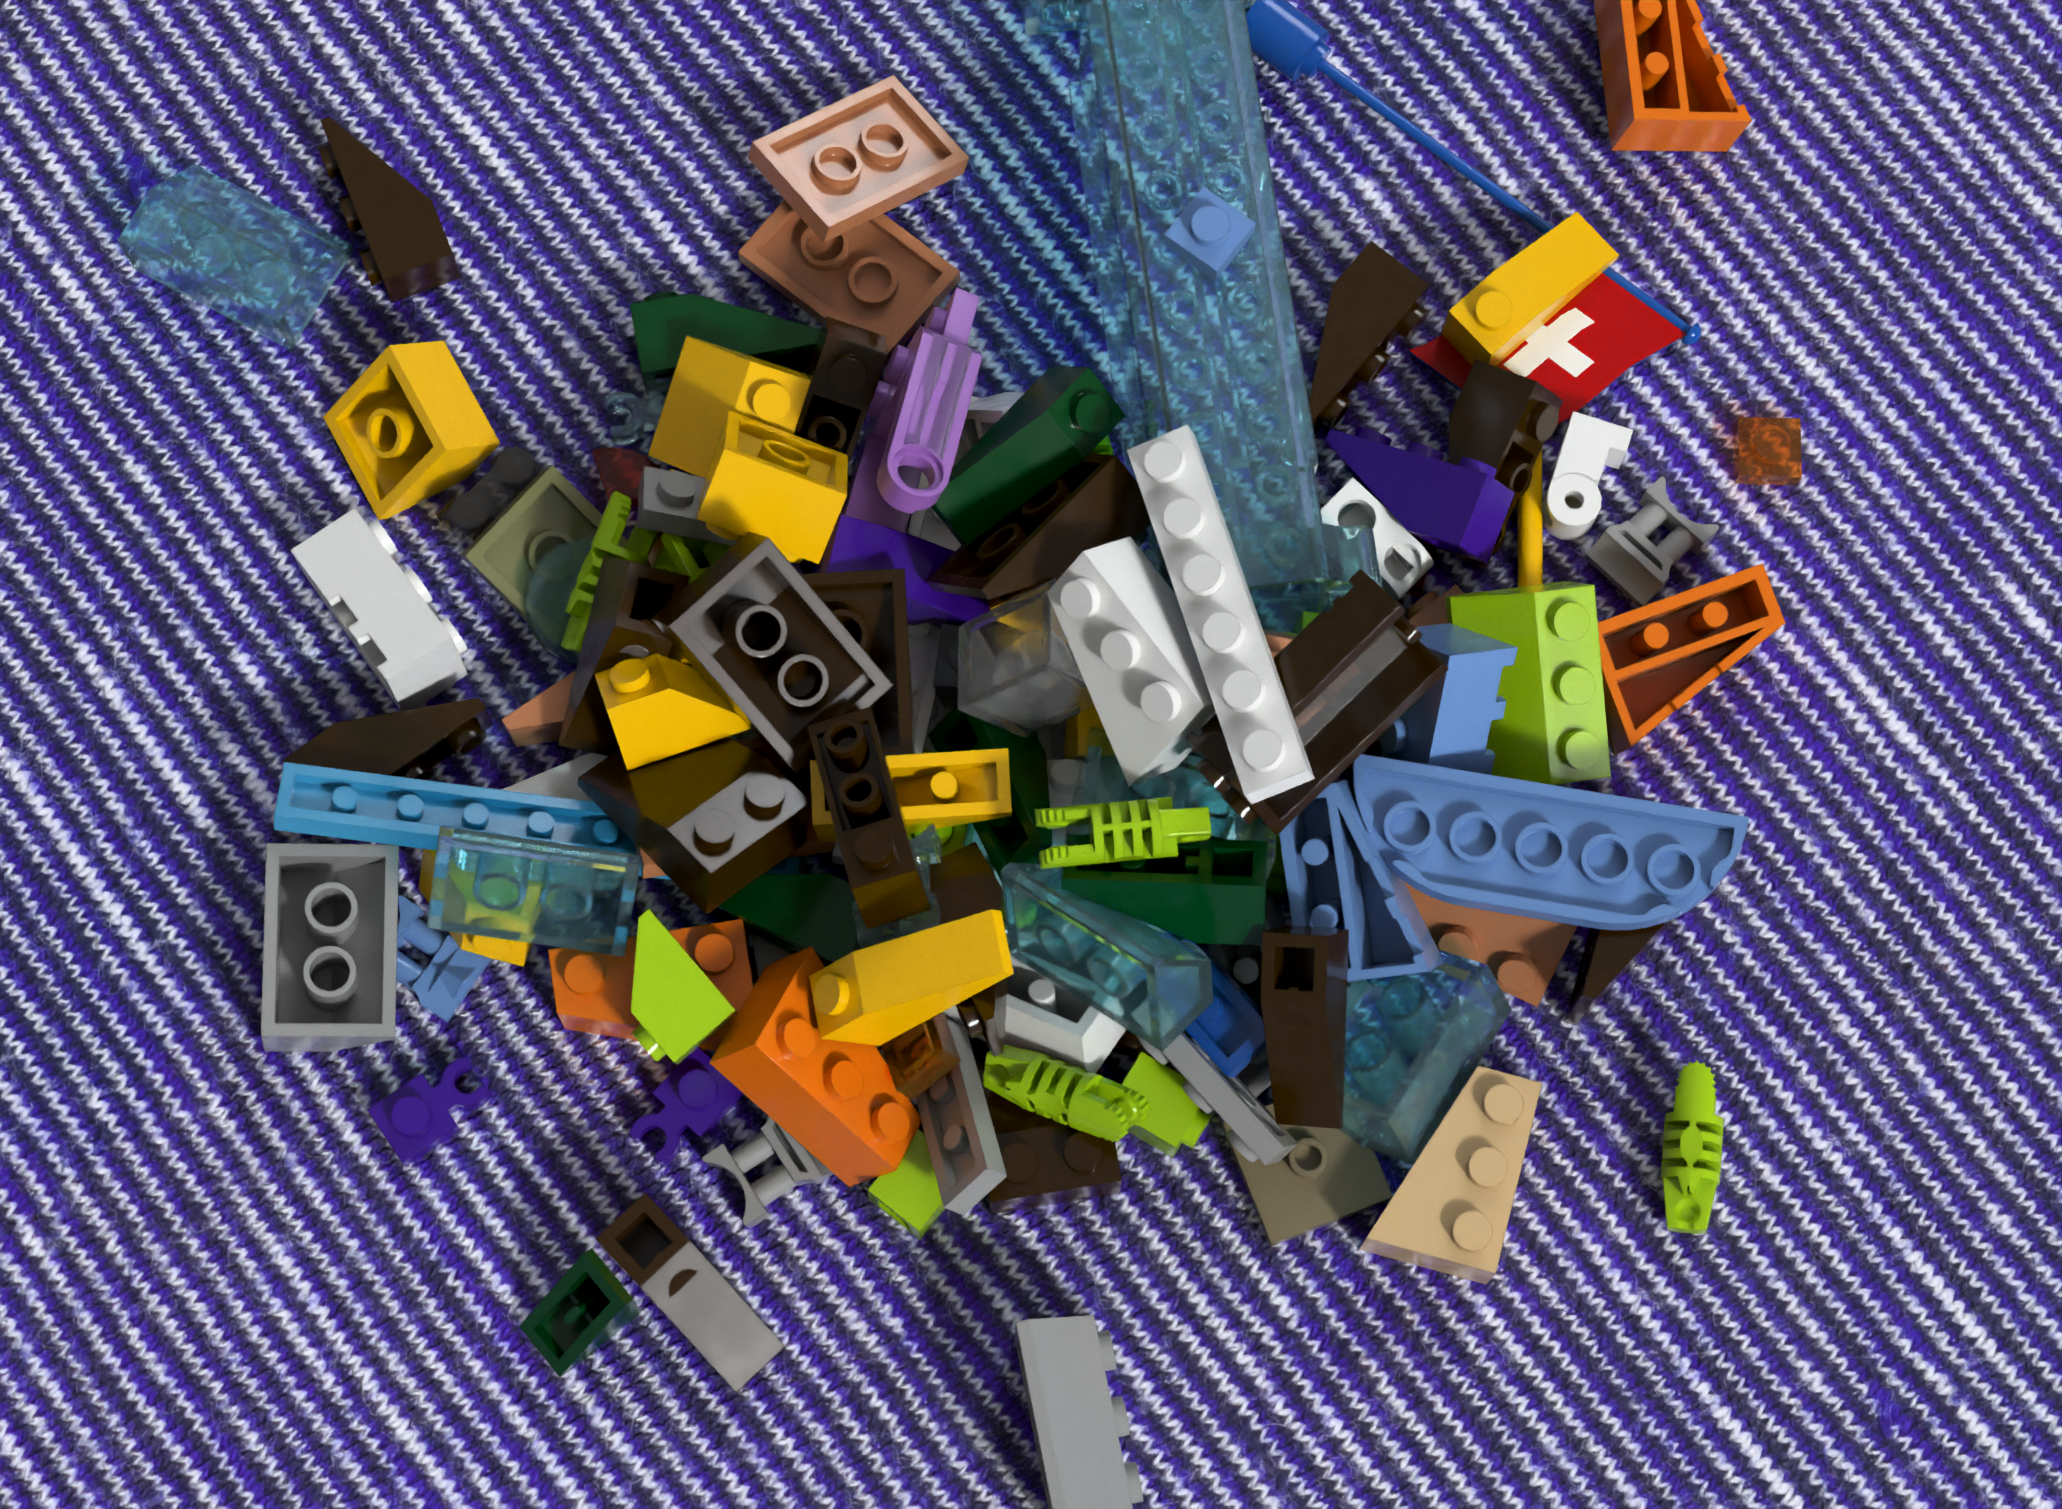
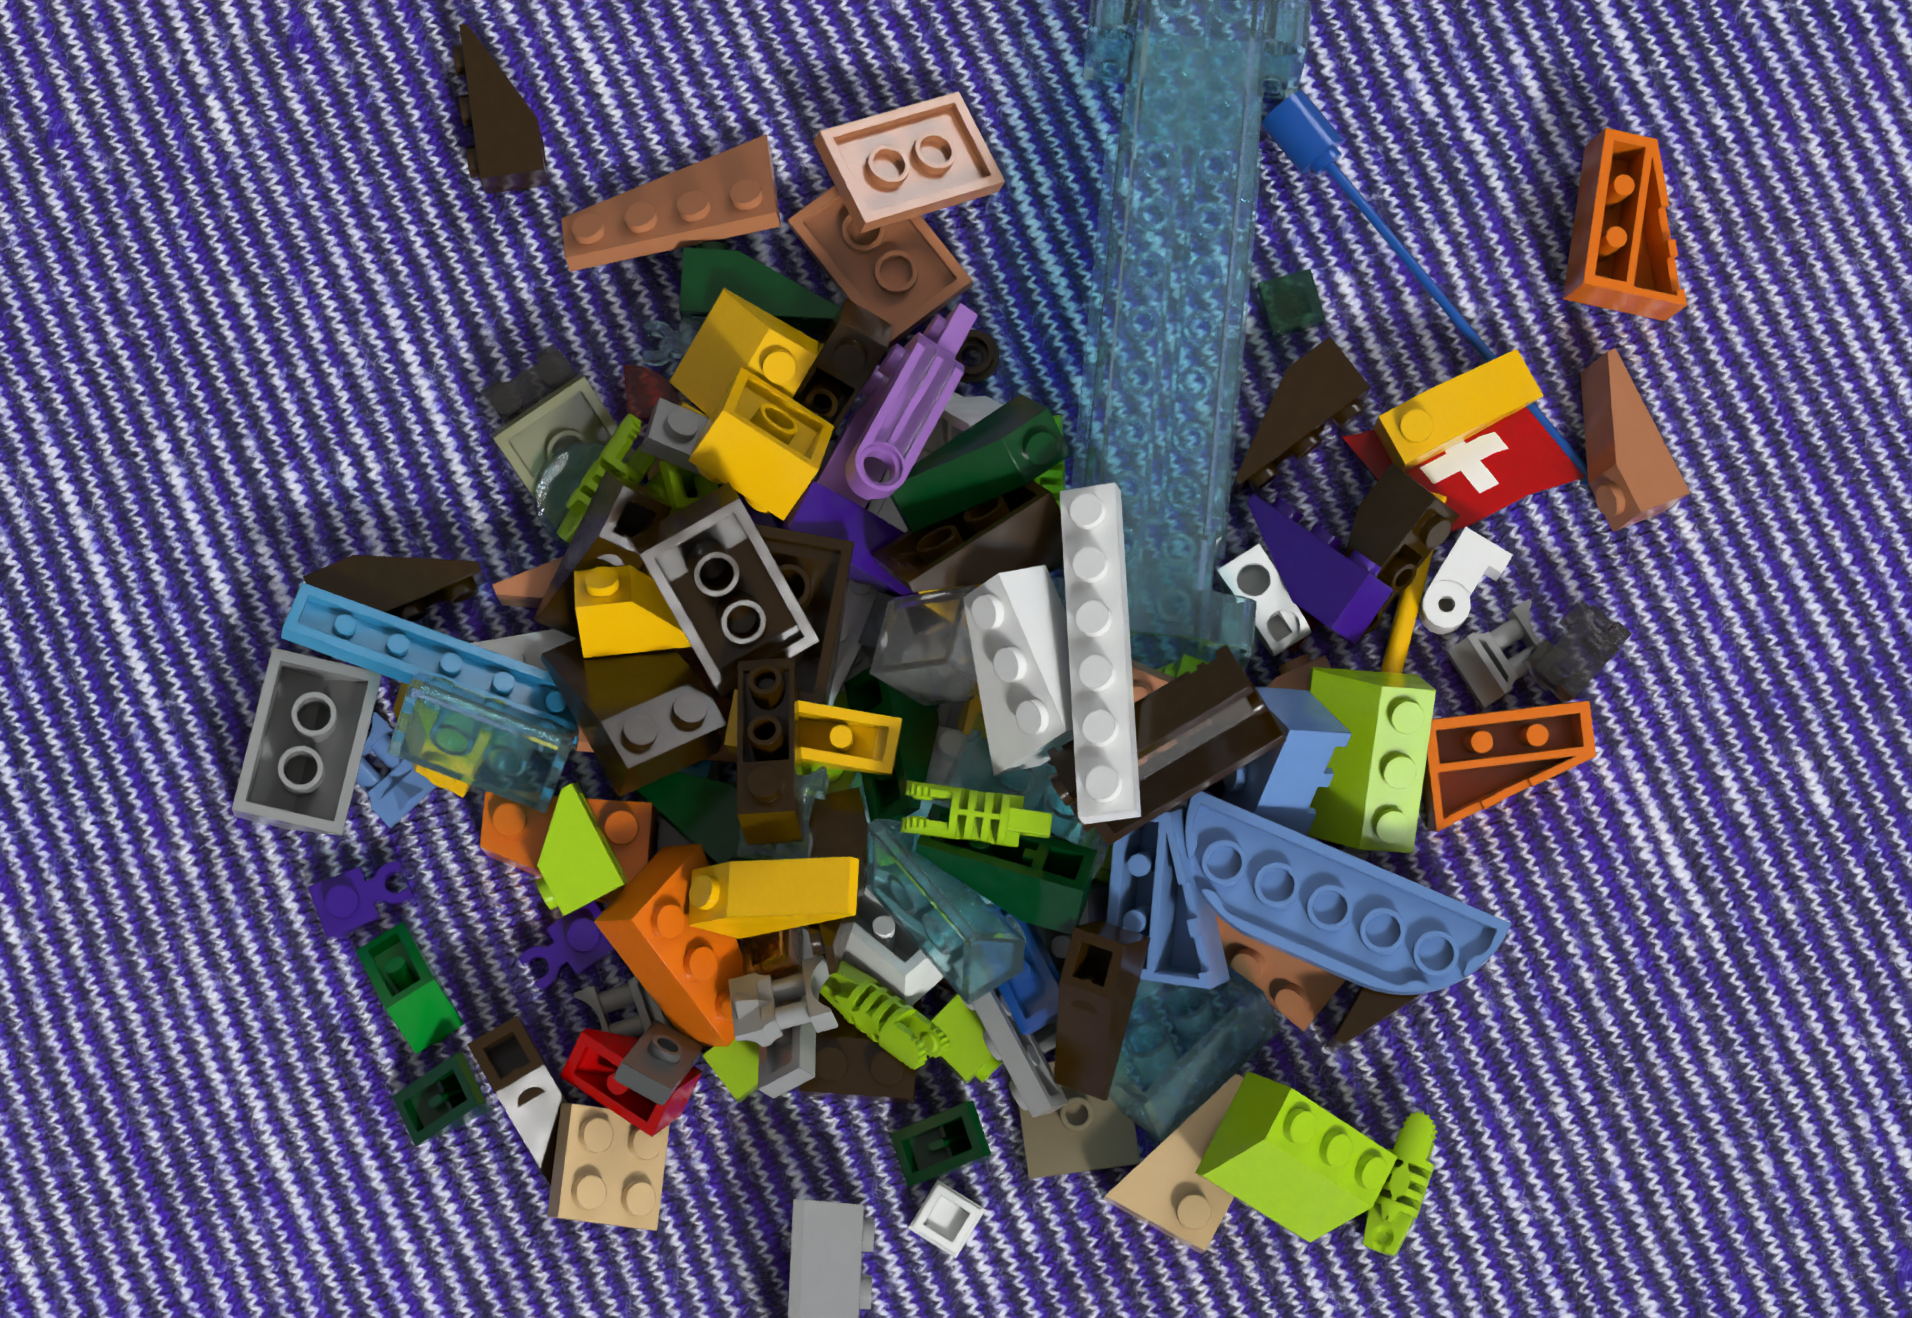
camera: 15 degrees right, 5 degrees up
(234, 253) = (363, 121): clear light blue slope -> none
(382, 609) = (415, 464): white wedge -> none
(410, 427) = (476, 310): yellow slope -> none
(512, 1196) = (409, 988): none -> green slope
(620, 264) = (691, 206): none -> nougat wing
(790, 1343) = (606, 1169): none -> tan plate
(792, 1234) = (593, 1069): none -> red slope
(821, 1206) = (658, 1062): none -> dark grey plate
(918, 1106) = (757, 1007): none -> light grey piece
(995, 345) = (988, 349): none -> dark brown plate
(1165, 1227) = (941, 1144): none -> dark green slope
(1189, 1313) = (946, 1219): none -> white tile
(1209, 233) = (1176, 318): medium blue plate -> none
(1317, 220) = (1291, 303): none -> clear green plate
(1569, 1144) = (1294, 1159): none -> lime slope
(1722, 291) = (1624, 450): none -> nougat slope
(1732, 520) = (1577, 653): none -> clear smoke piece
(1767, 451) = (1629, 595): clear orange plate -> none

